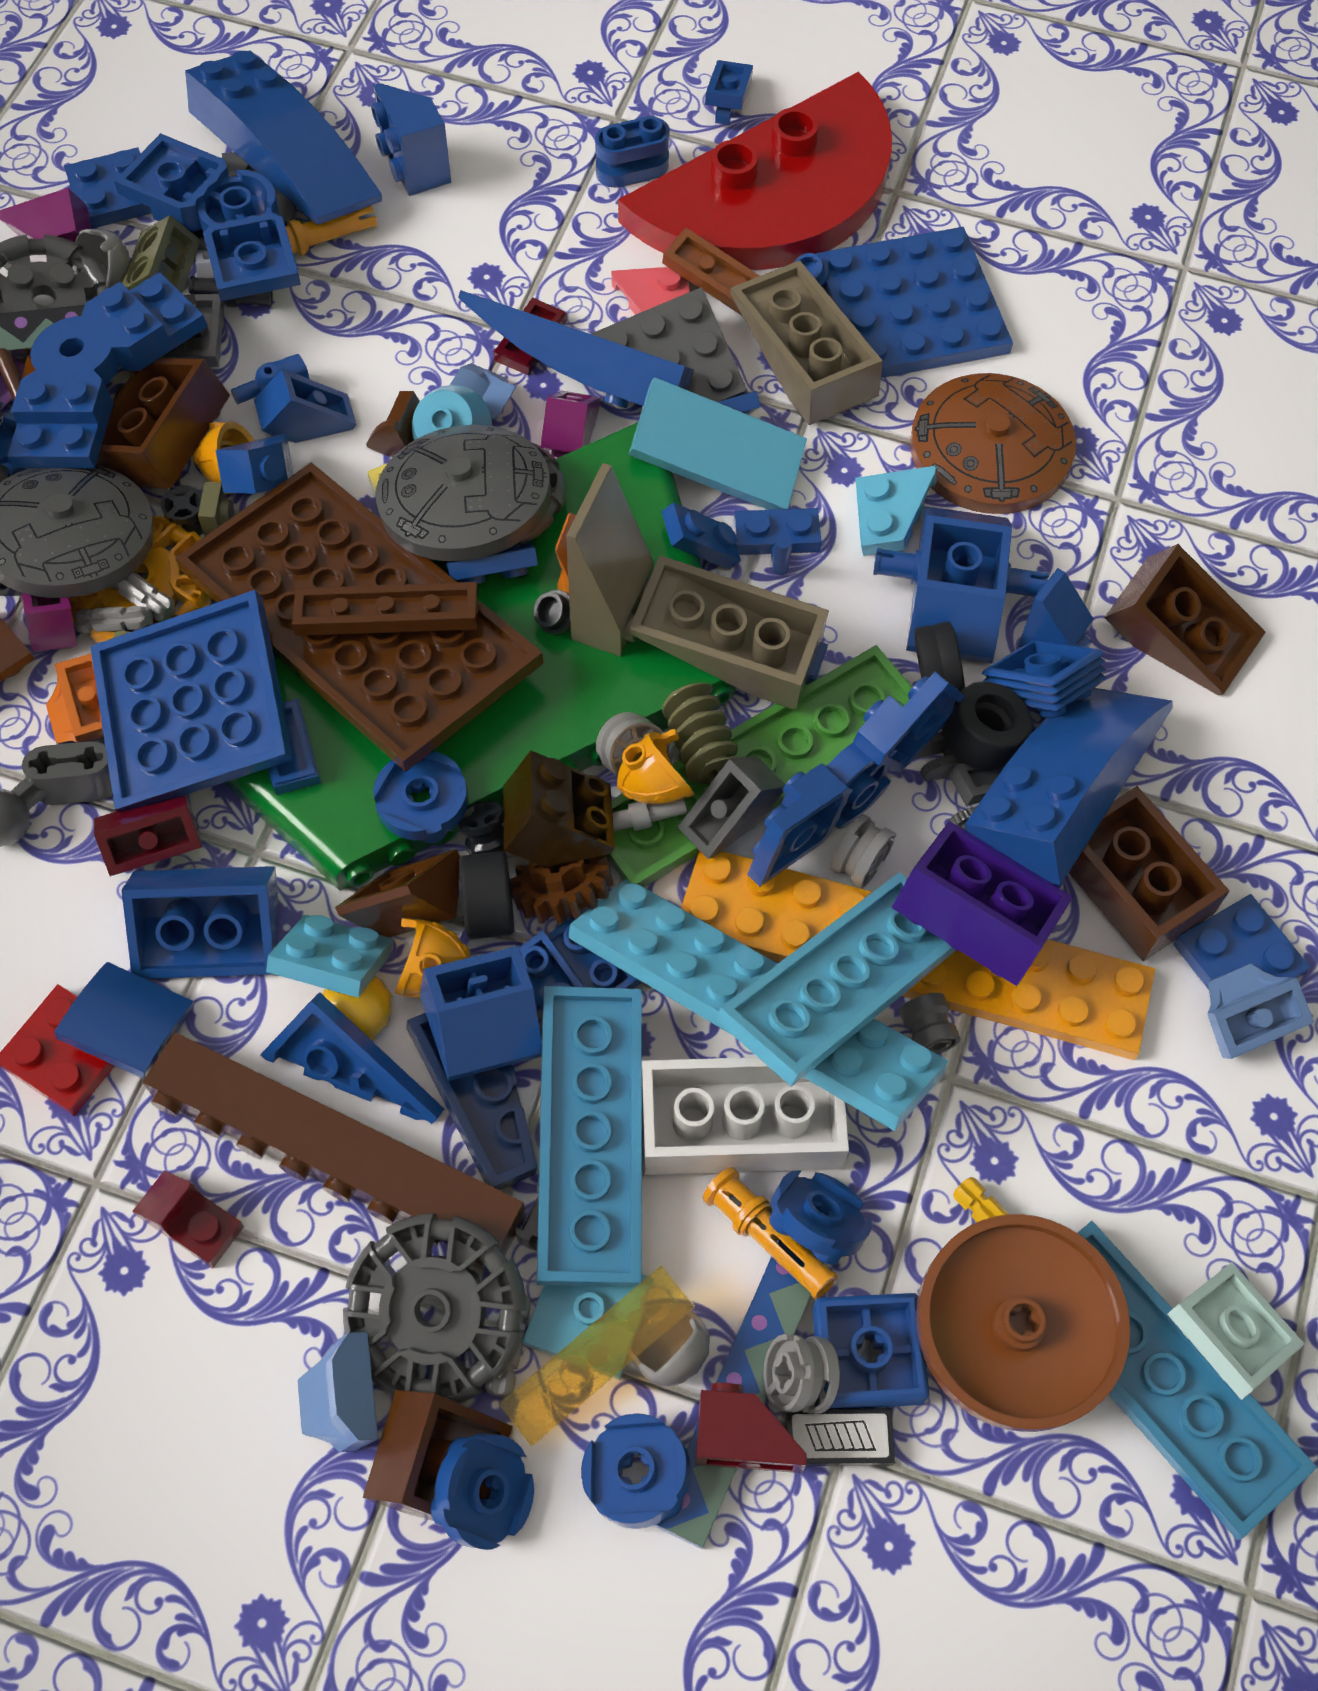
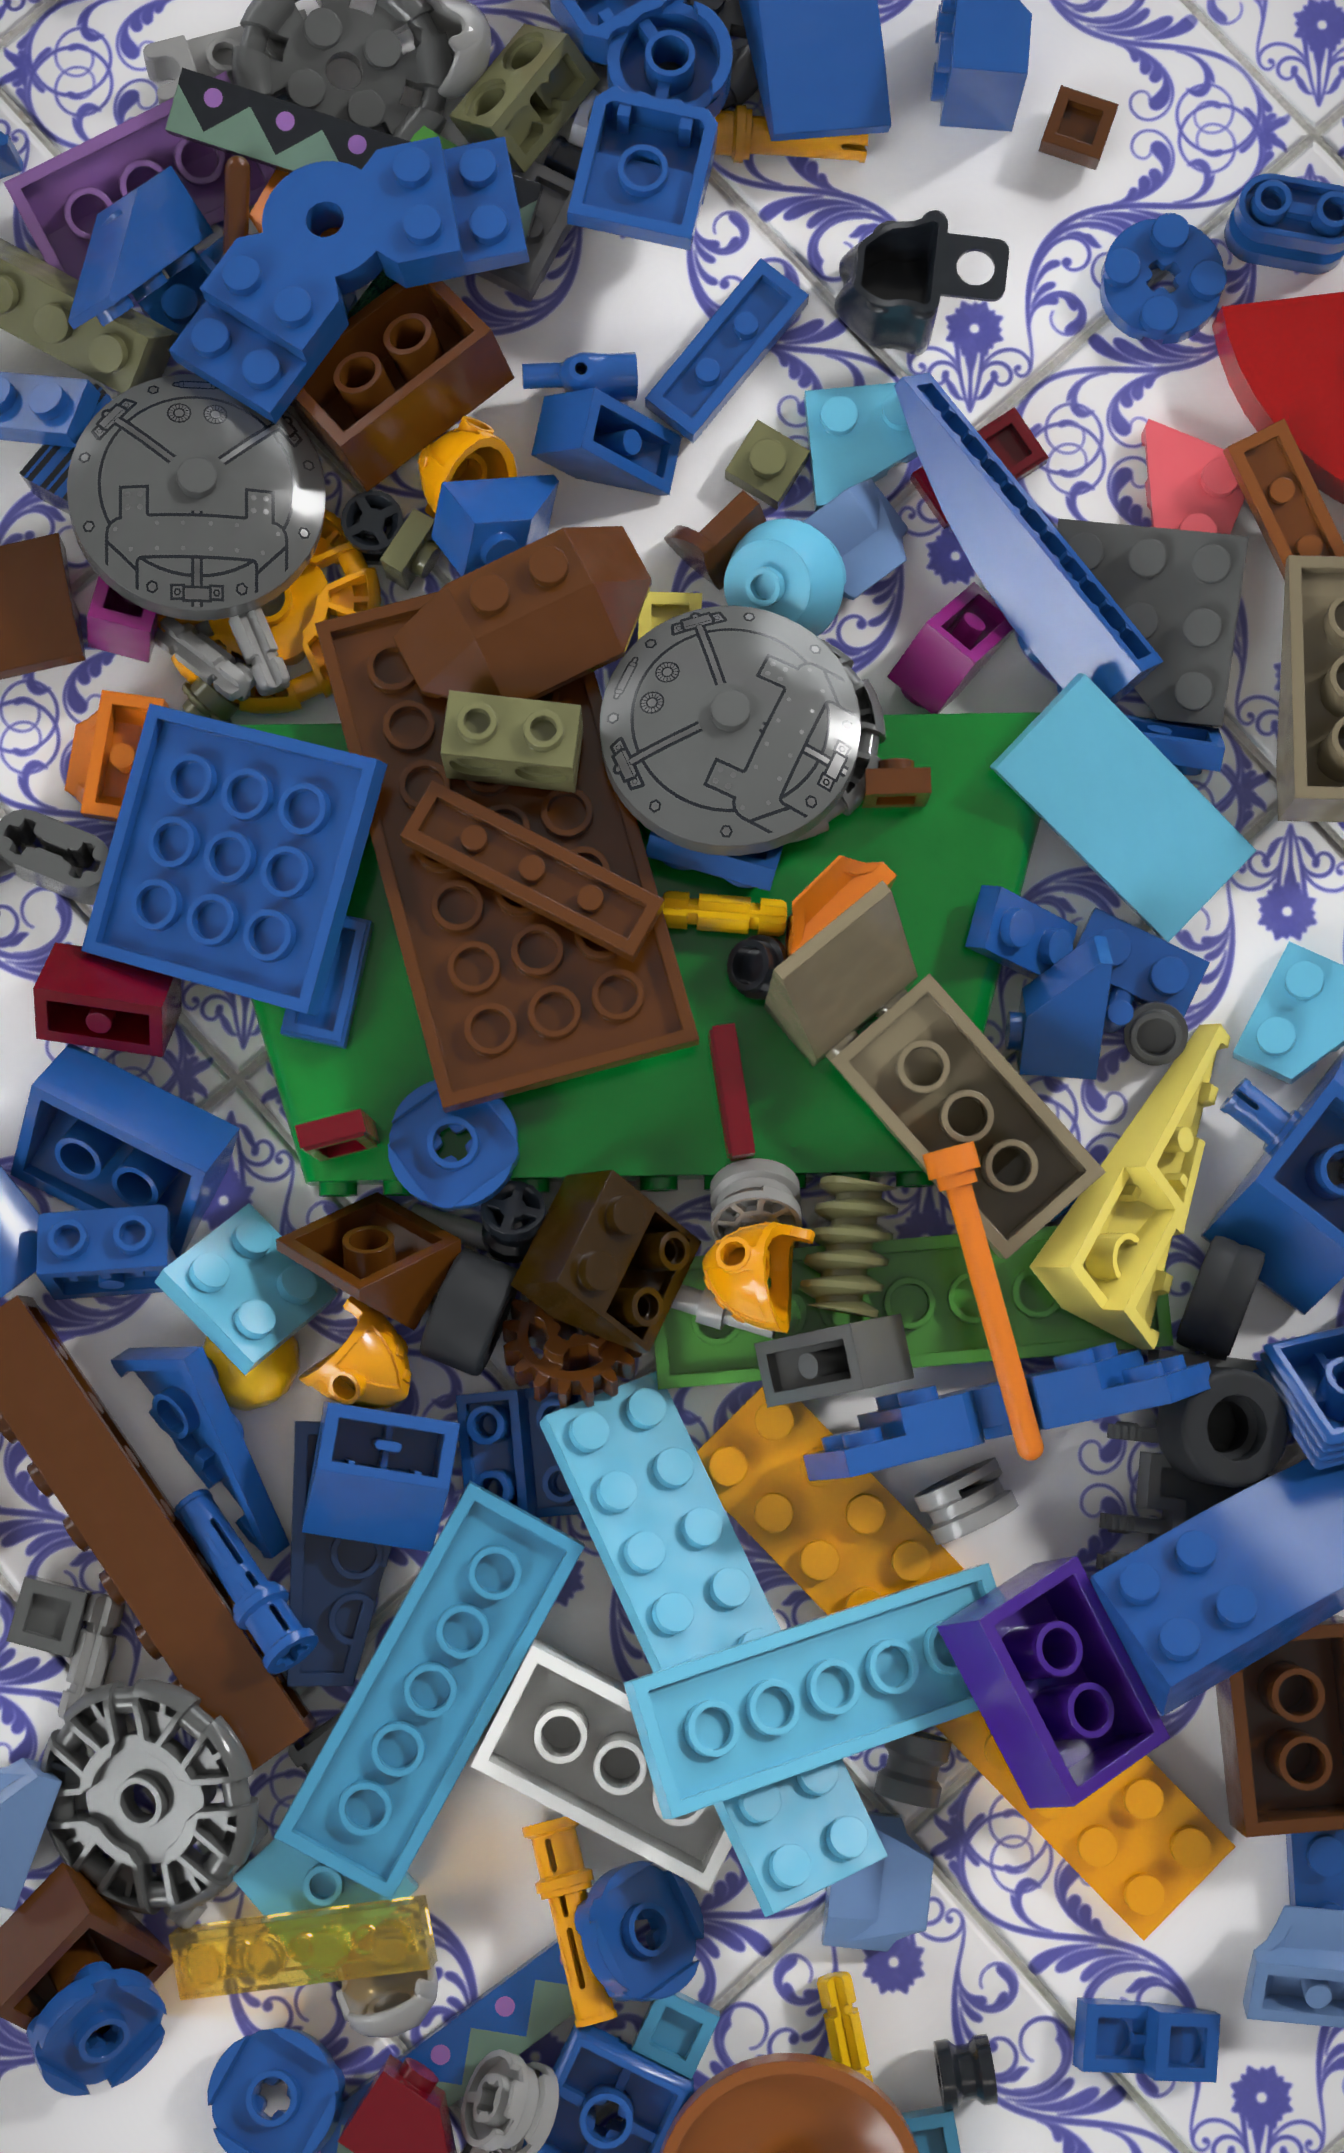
camera: 30 degrees right, 20 degrees up
(225, 984) = (103, 1251): none -> blue bracket
(301, 1236) = (48, 1616): none -> dark grey plate
(303, 491) = (530, 617): none -> reddish brown wedge
(335, 547) = (512, 741): none -> olive brick
(342, 1242) = (92, 1649): none -> light grey axle
(343, 812) = (338, 1135): none -> dark red tile
(350, 338) = (726, 350): none -> blue plate
(405, 378) = (767, 464): none -> olive plate
(430, 258) = (902, 271): none -> black piece
(443, 1138) = (259, 1603): none -> blue pin
(452, 344) = (854, 437): none -> medium azure wing
(487, 160) = (1078, 127): none -> reddish brown plate
(520, 594) = (725, 913): none -> yellow axle
(572, 193) = (1170, 246): none -> blue plate
(577, 481) = (897, 784): none -> reddish brown plate
(579, 682) = (731, 1092): none -> dark red tile
(739, 643) = (955, 1173): none -> orange piece
(754, 554) = (1063, 1015): none -> blue slope
(811, 557) = (1156, 1033): none -> dark grey plate
(857, 641) = (1117, 1235): none -> light yellow wedge
(882, 1270) = (676, 2032): none -> dark azure plate
(957, 1117) = (883, 1899): none -> medium blue slope
(1083, 1193) = (965, 2072): none -> black wheel
(1180, 1115) = (1146, 2039): none -> blue slope

